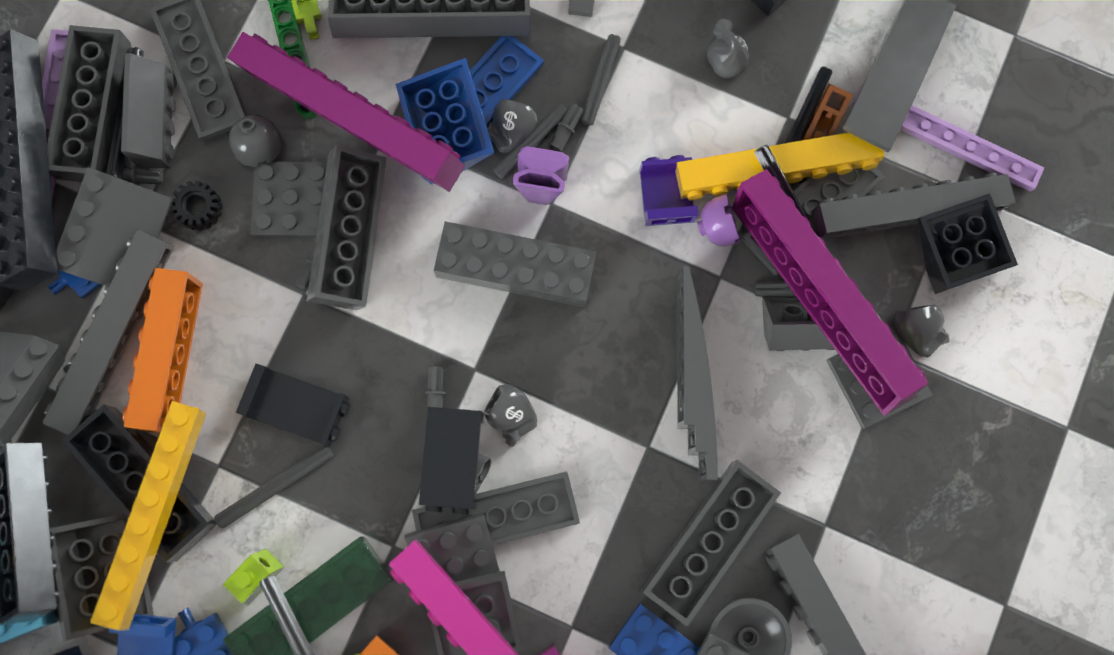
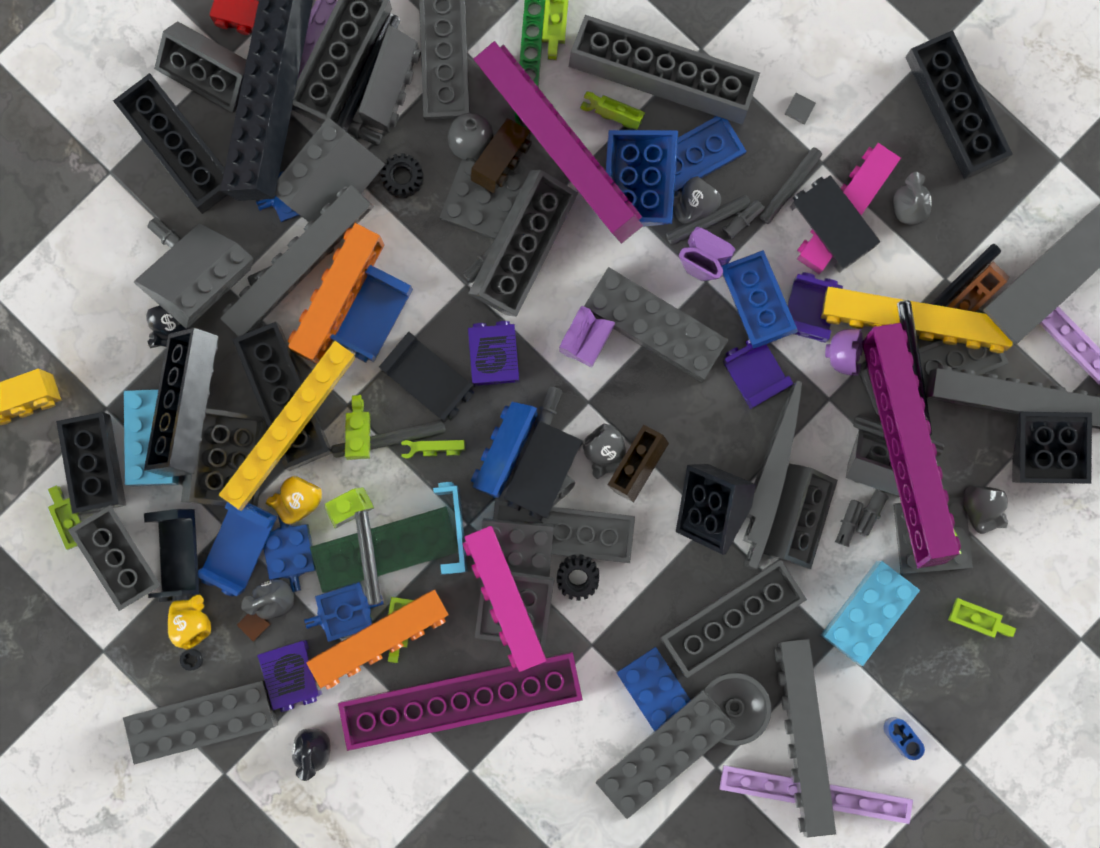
camera: 30 degrees right, 5 degrees up
(191, 591) = (296, 499): none -> yellow piece
(213, 360) = (372, 314): none -> blue panel
(236, 490) = (357, 431): none -> lime plate
(292, 148) = (501, 156): none -> dark brown brick
(322, 479) = (430, 448): none -> lime plate
(355, 355) = (493, 354): none -> dark purple panel
(365, 517) = (449, 488): none -> medium azure panel
(394, 65) = (613, 109): none -> lime plate
(404, 451) = (505, 449): none -> blue slope
(447, 301) = (586, 337): none -> medium lavender piece
(535, 574) = (574, 590): none -> black tyre
(550, 414) = (638, 463): none -> dark brown brick
(612, 201) = (758, 299): none -> blue plate
(636, 276) = (756, 373): none -> dark purple panel
(646, 430) = (713, 506): none -> black slope
(660, 97) = (835, 222): none -> black panel
(666, 82) = (860, 191): none -> dark pink brick
(739, 406) = (800, 515): none -> dark grey slope
(791, 395) = (849, 523): none -> dark grey axle
(809, 377) = (872, 513): none -> dark grey axle
(849, 481) = (870, 612): none -> medium azure brick
(936, 607) = (910, 735): none -> blue beam
(961, 446) = (979, 619): none -> lime plate

